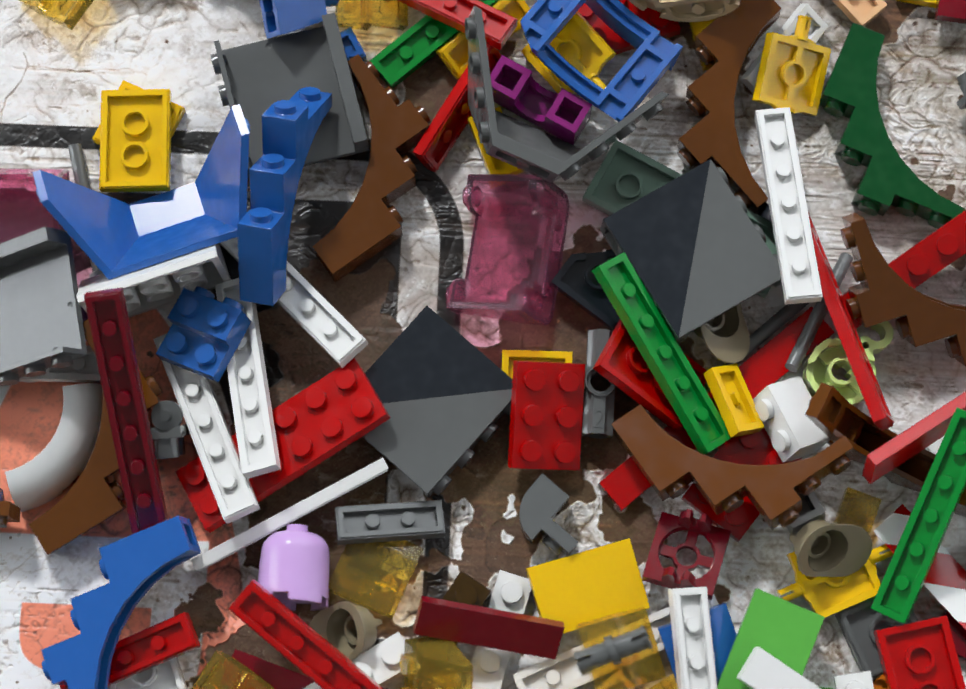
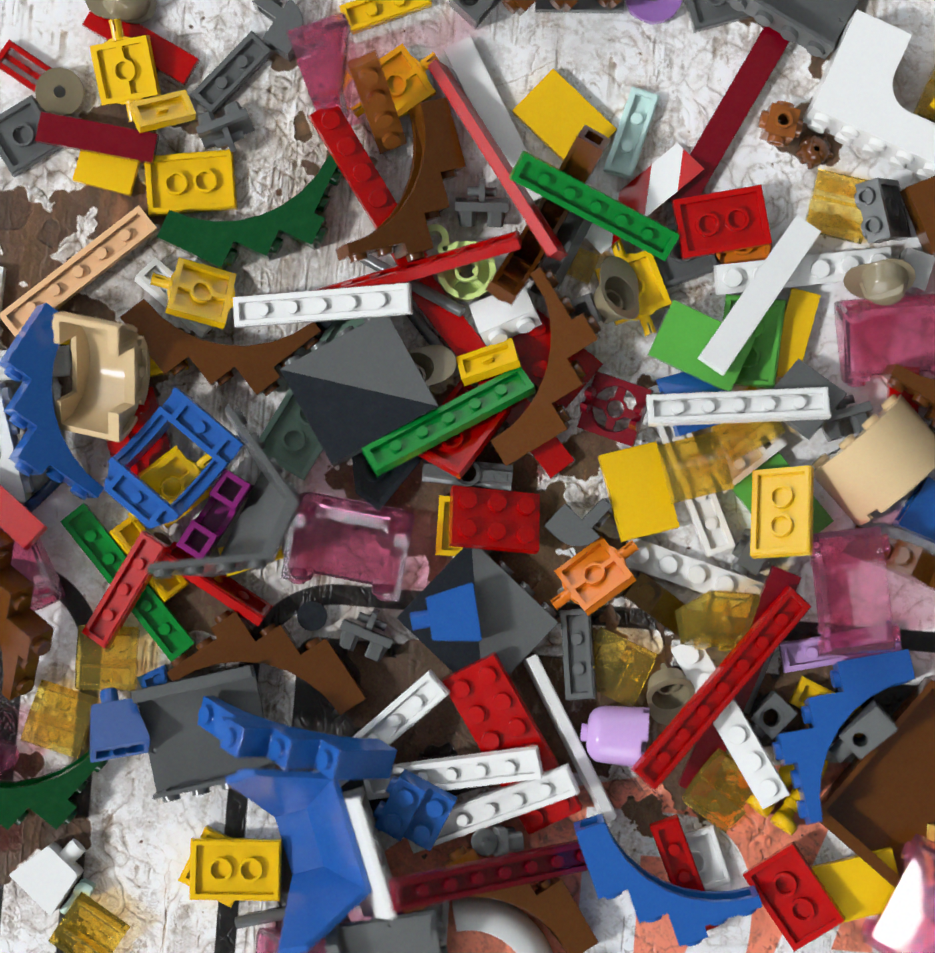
camera: 90 degrees left, 10 degrees up
(398, 288) = (352, 632): none -> dark grey hips
(426, 215) = (312, 616): none -> black tile
(432, 364) = (450, 615): none -> blue torso
(484, 536) = (595, 575): none -> orange plate
(488, 627) = (672, 575): dark red tile -> none
(612, 650) = (700, 475): dark grey pin -> none
(881, 492) = (571, 237): none -> dark grey tile
(915, 373) = (493, 206): none -> dark grey hips
(917, 64) = (191, 183): none -> yellow tile

